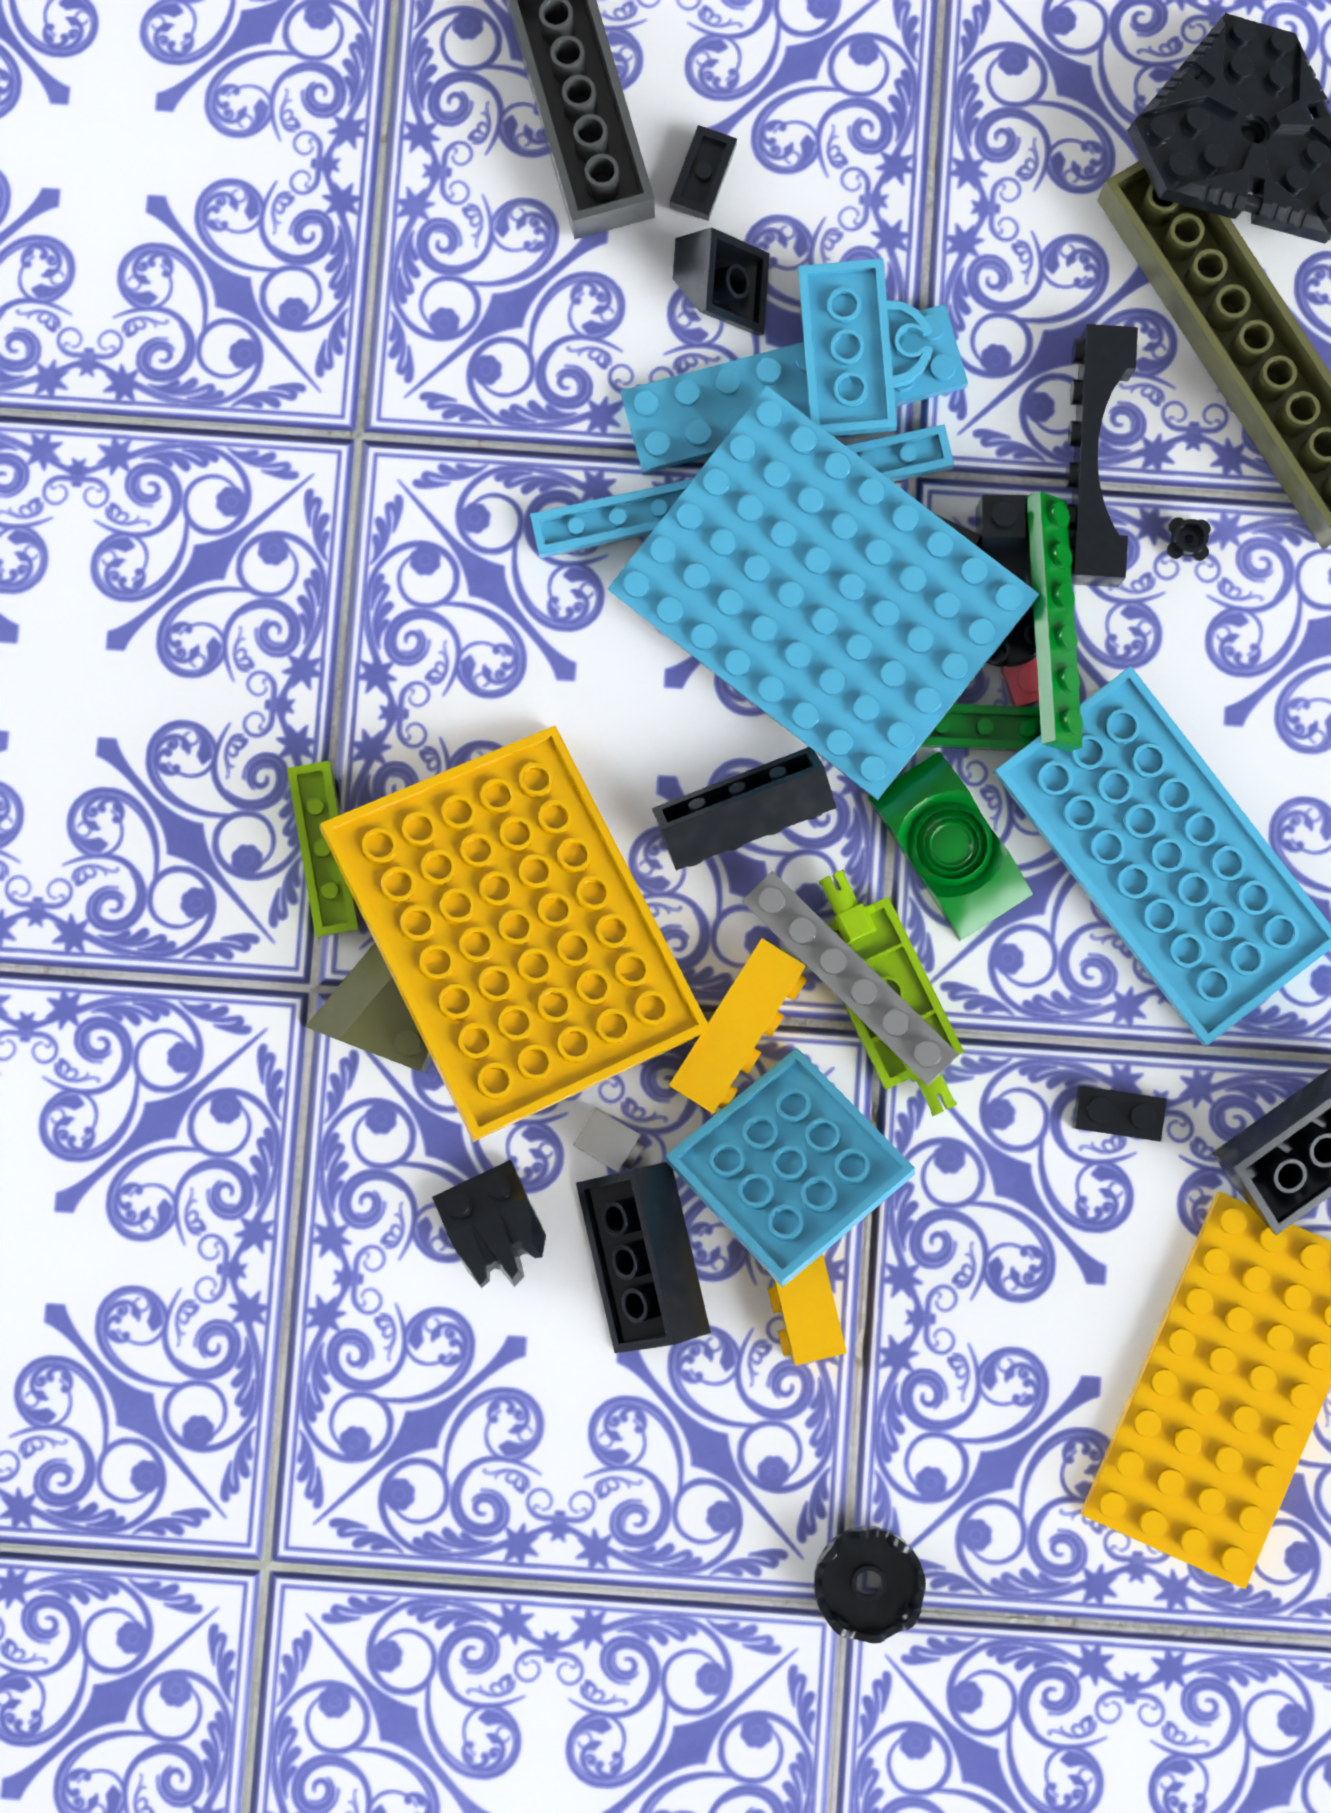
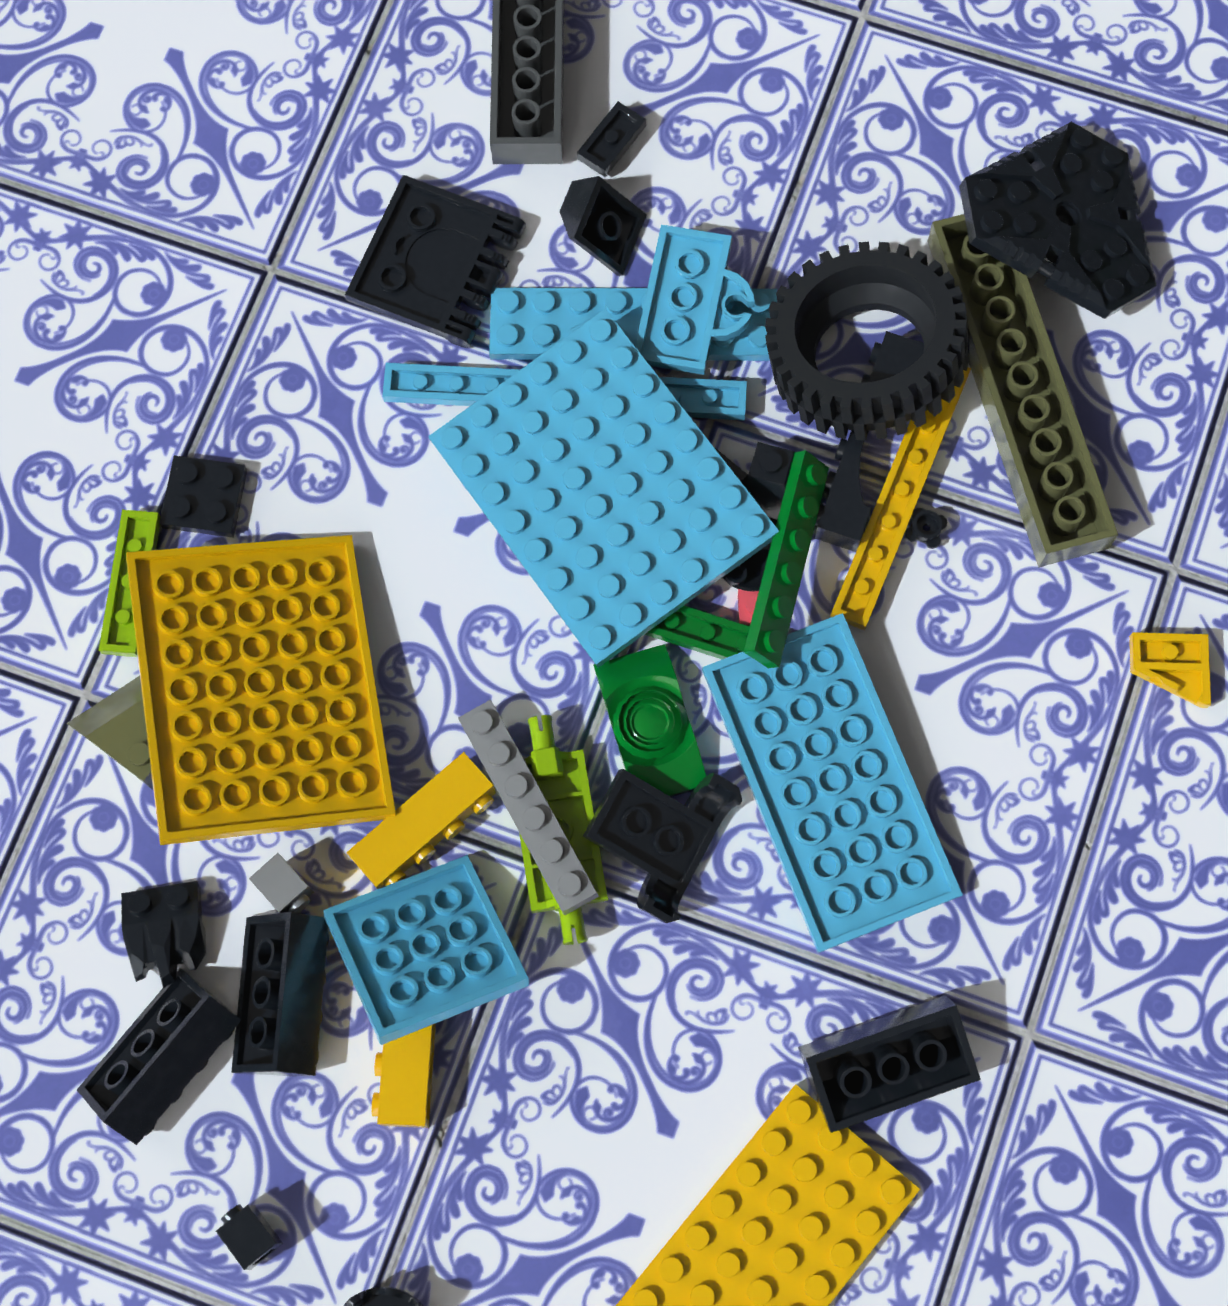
camera: 20 degrees right, 10 degrees down
(370, 725) = (203, 496): none -> black plate
(532, 1361) = (158, 1057): none -> black slope
(537, 374) = (430, 255): none -> black hinge
(694, 1520) = (248, 1235): none -> black brick
(744, 808) = (483, 643): black brick -> none
(1001, 966) = (661, 834): none -> black piece
(1062, 269) = (857, 284): none -> black tyre
(1119, 1113) = (728, 991): black plate -> none
(1151, 504) = (892, 515): none -> yellow plate

